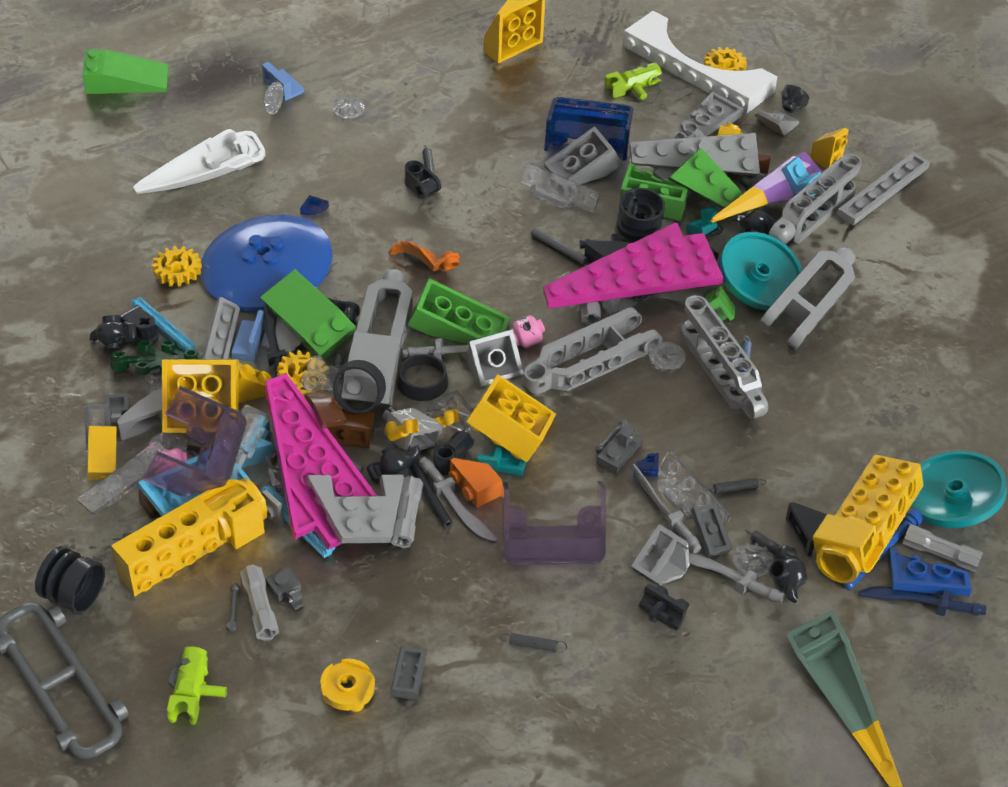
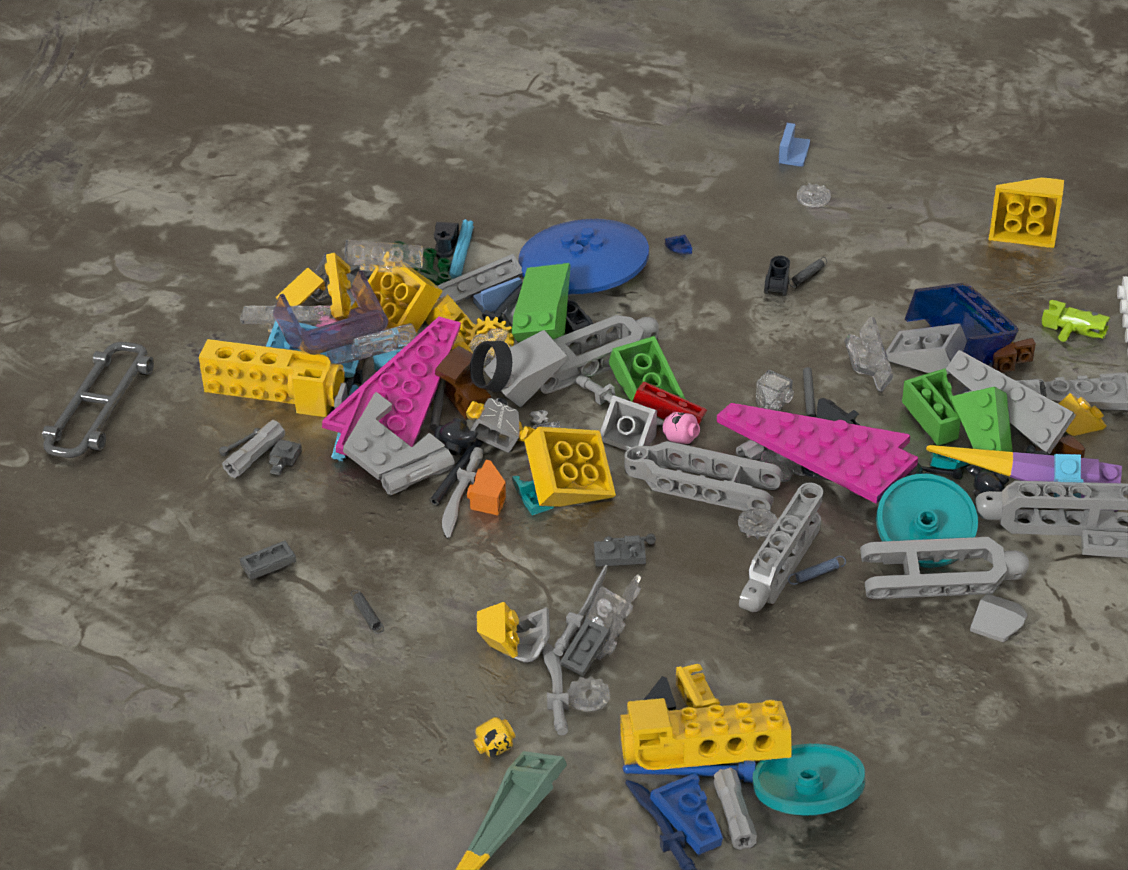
camera: 55 degrees right, 5 degrees down
(70, 579) = (173, 347): black wheel -> none
(114, 332) = (420, 229): black piece -> none
(122, 73) = (689, 72): bright green slope -> none
(144, 422) = (339, 284): none -> yellow wing
(177, 266) = (524, 218): yellow gear -> none
(184, 361) = (382, 255): none -> clear bracket
(189, 684) = (147, 460): lime piece -> none
(206, 161) = (653, 165): white piece -> none
(273, 97) = (758, 146): clear gear -> none
(347, 698) = (237, 541): yellow plate -> none
(417, 392) = (567, 417): black tyre -> none
(431, 400) = (539, 417): none -> light grey axle
(447, 262) = (698, 333): orange plant -> none
(455, 447) = (504, 458): black piece -> none
(492, 322) = (665, 402): none -> red slope
(543, 263) = (773, 391): none -> clear slope
(555, 544) = (460, 553): clear purple windscreen -> none
(638, 125) = (1012, 354): none -> reddish brown slope
(639, 214) = (894, 408): black wheel -> none
(644, 568) = (499, 628): none -> yellow slope
(649, 465) = (620, 578): clear blue tile -> none
(663, 607) = (472, 661): black hips -> none
(721, 303) = (853, 517): bright green panel -> none
(733, 486) = (660, 641): dark grey piece -> none
(757, 642) = (494, 737): none -> yellow head
(765, 541) = (616, 698): dark grey piece -> none
(788, 572) = (590, 718): black piece -> none
(811, 498) = (694, 688): none -> yellow hinge
(875, 301) = (998, 618): none -> light grey slope

